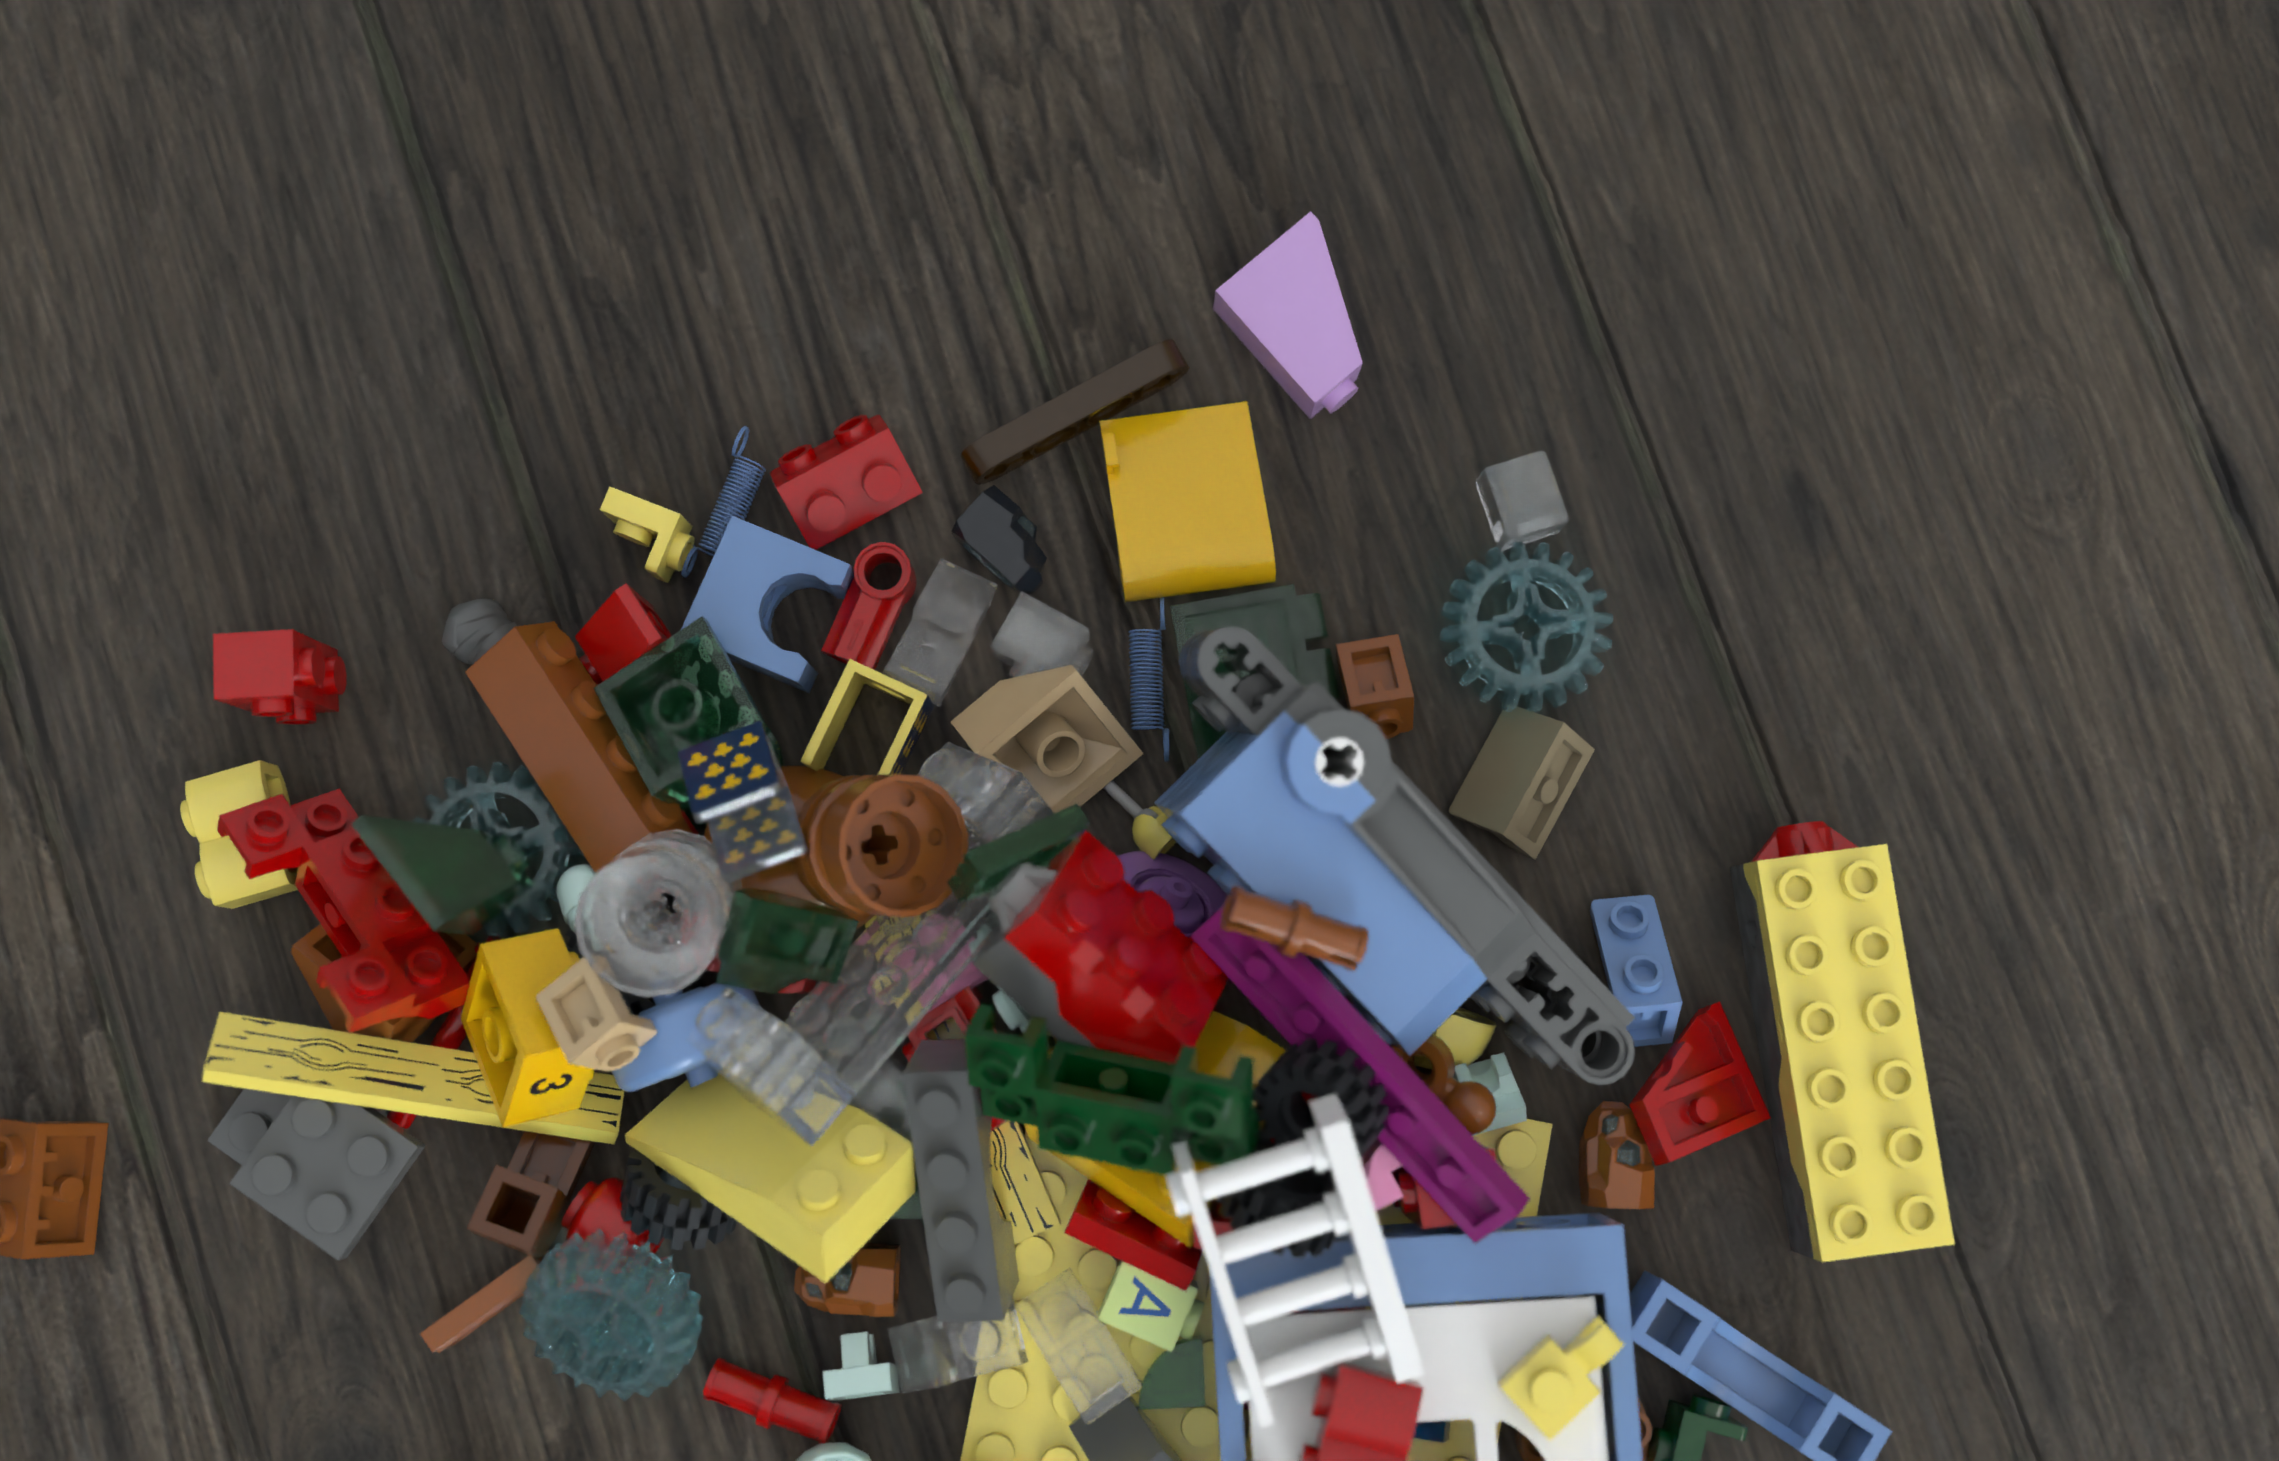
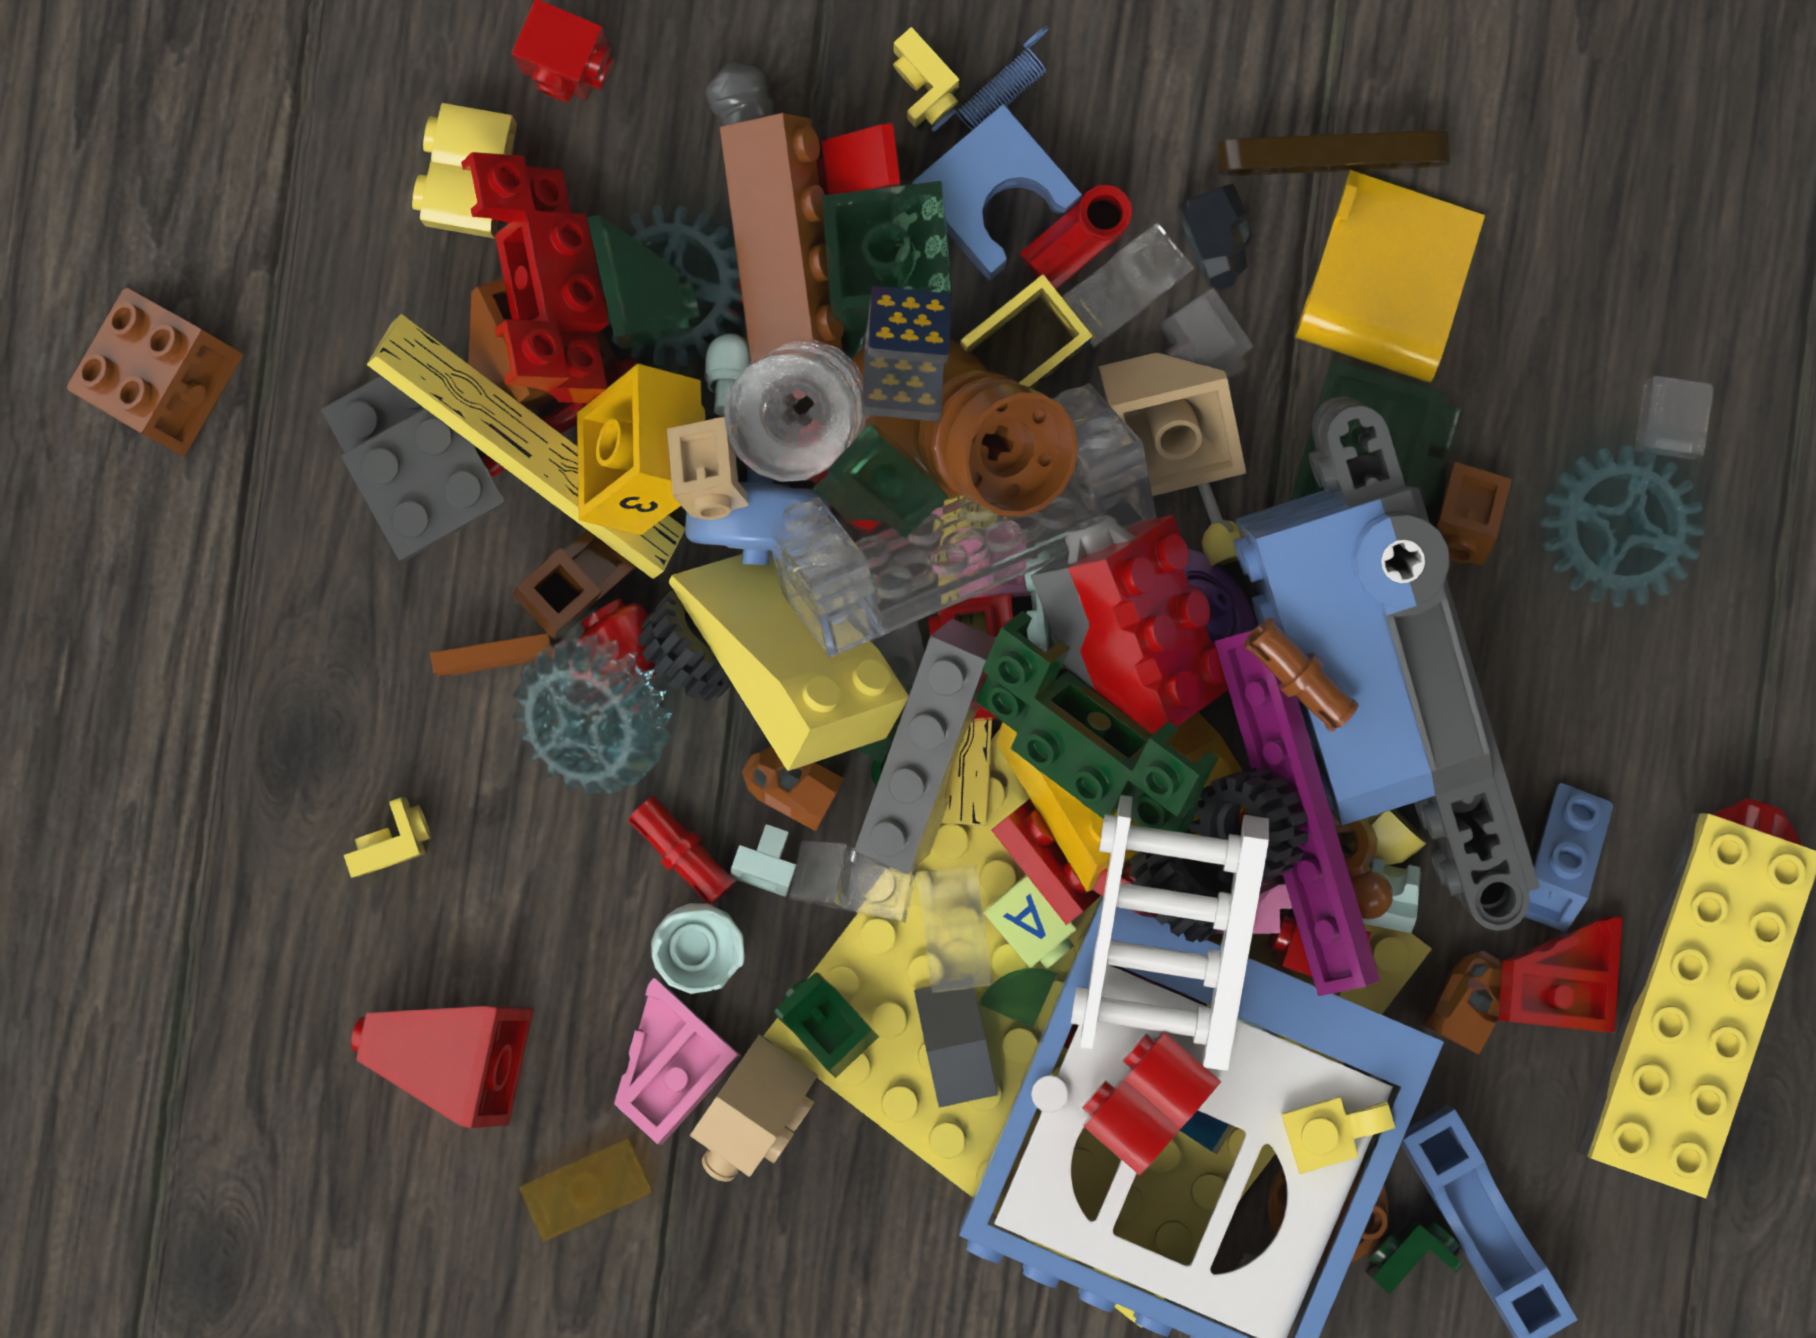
camera: 30 degrees right, 5 degrees up
(844, 480) = (1109, 114): red bracket -> none
(1034, 843) = (1123, 503): clear green tile -> none
(1143, 689) = (1286, 384): medium blue piece -> none
(1295, 318) = (1561, 166): lavender slope -> none
(1522, 779) = (1553, 653): dark tan panel -> none

